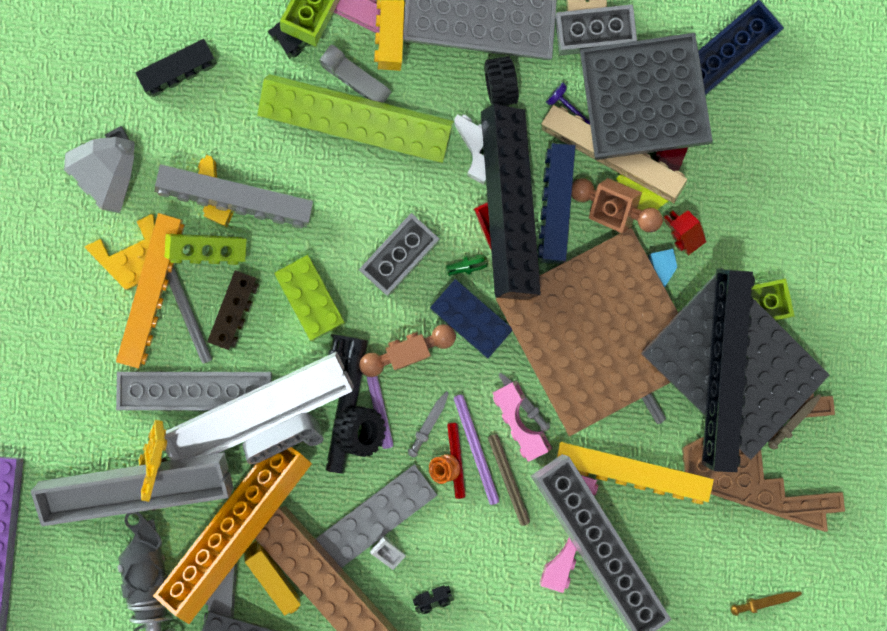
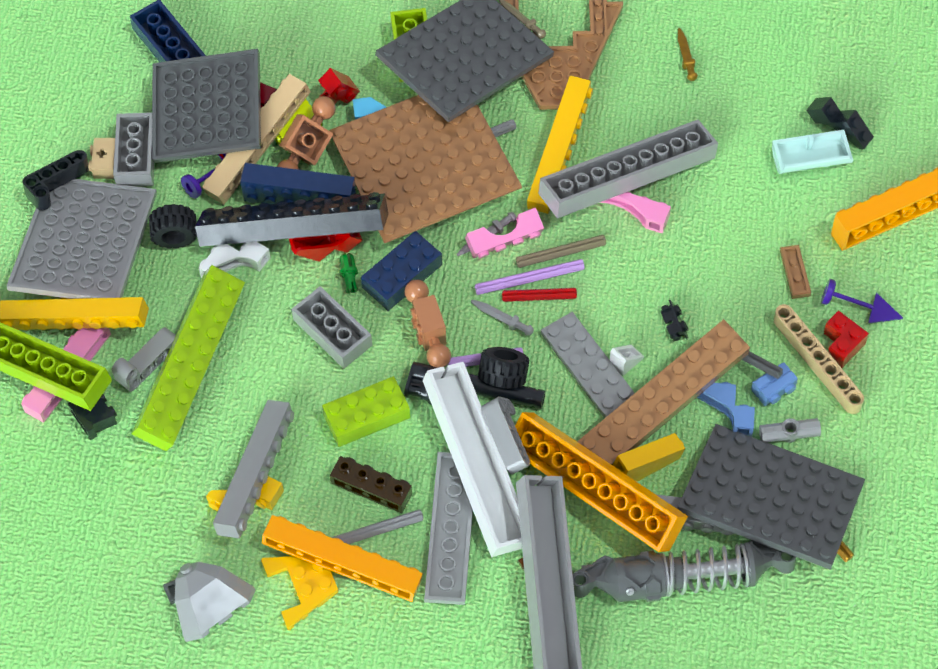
camera: 85 degrees left, 25 degrees down
(152, 457) = (508, 542): yellow wing -> none
(175, 243) = (304, 496): lime brick -> none
(176, 67) = (109, 525): black brick -> none
(444, 468) = (552, 307): orange wheel -> none
(727, 370) = (469, 49): black brick -> none

